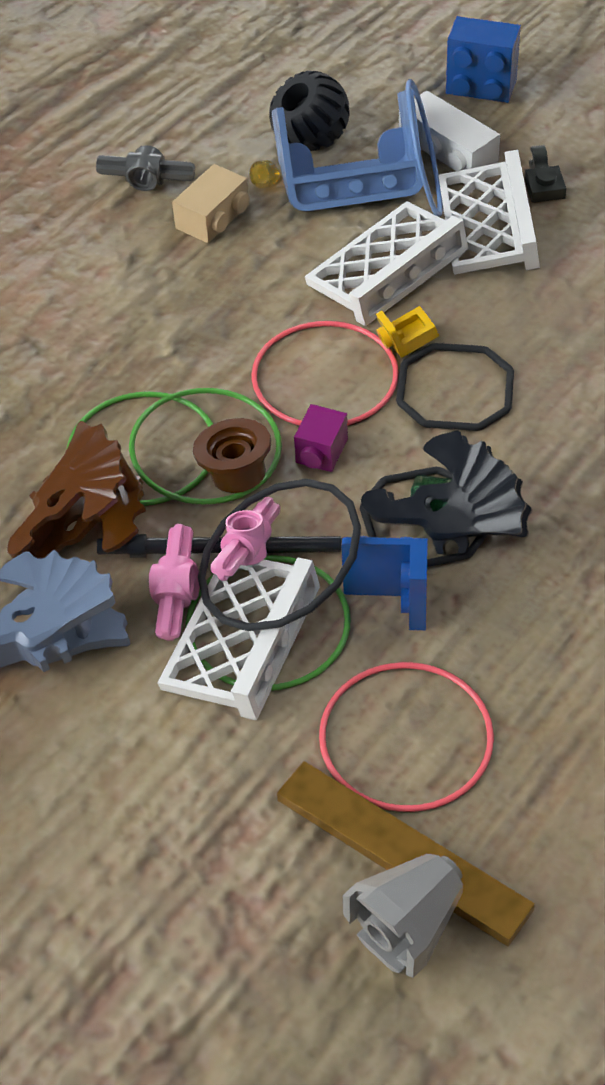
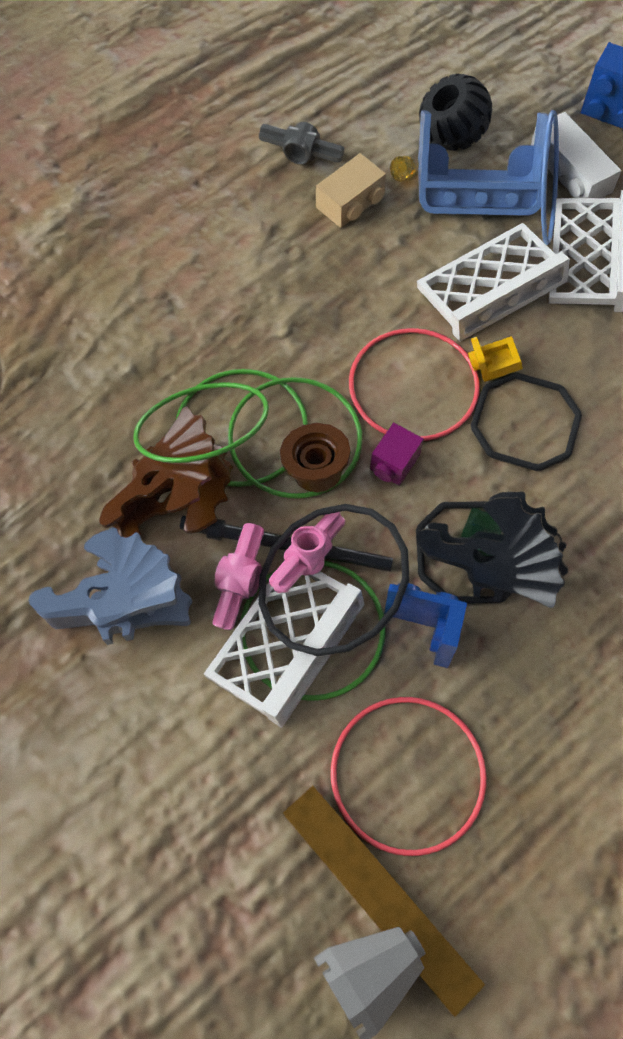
camera: 10 degrees right, 15 degrees up
(150, 438) = (211, 454): none -> bright green piece

